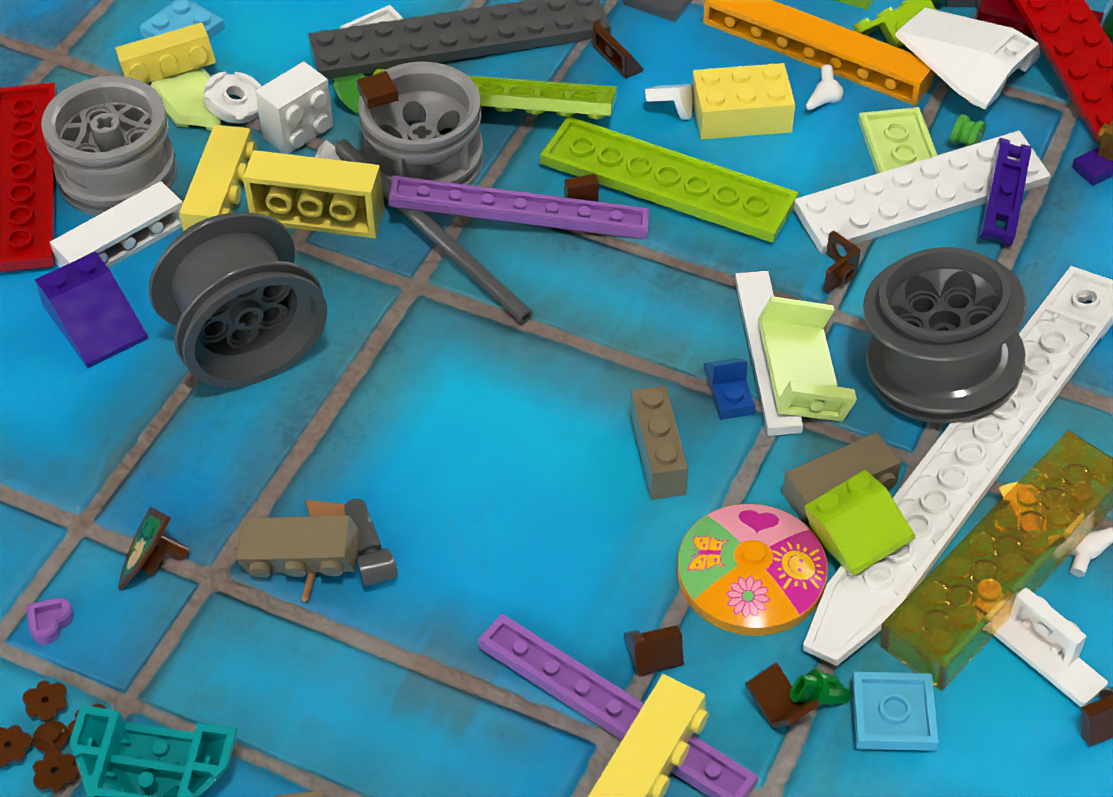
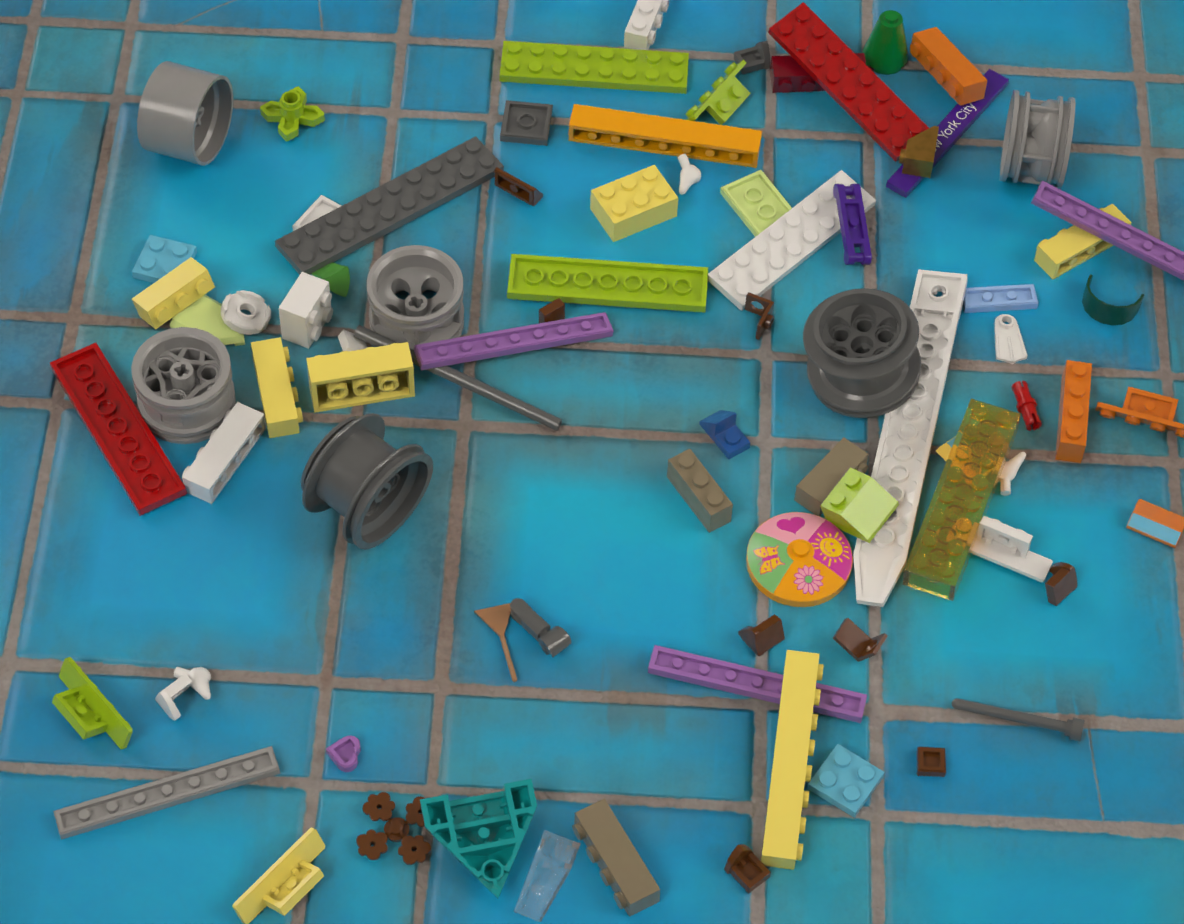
camera: 25 degrees left, 5 degrees up
(90, 309) = (240, 520): dark purple slope -> none
(150, 547) = (387, 678): reddish brown shield -> none
(298, 545) = (496, 644): dark tan brick -> none
(377, 90) = (380, 282): reddish brown tile -> none
(544, 96) = (461, 246): lime plate -> none
(679, 93) = (579, 211): white tile -> none
(753, 294) = (739, 398): white tile -> none
(801, 360) = (767, 399): yellowish green panel -> none
(819, 686) = (879, 624): green piece -> none
(894, 711) = (931, 624): medium azure plate -> none
(967, 131) = (805, 181): bright green wheel -> none
(968, 52) = (781, 116): white wedge -> none

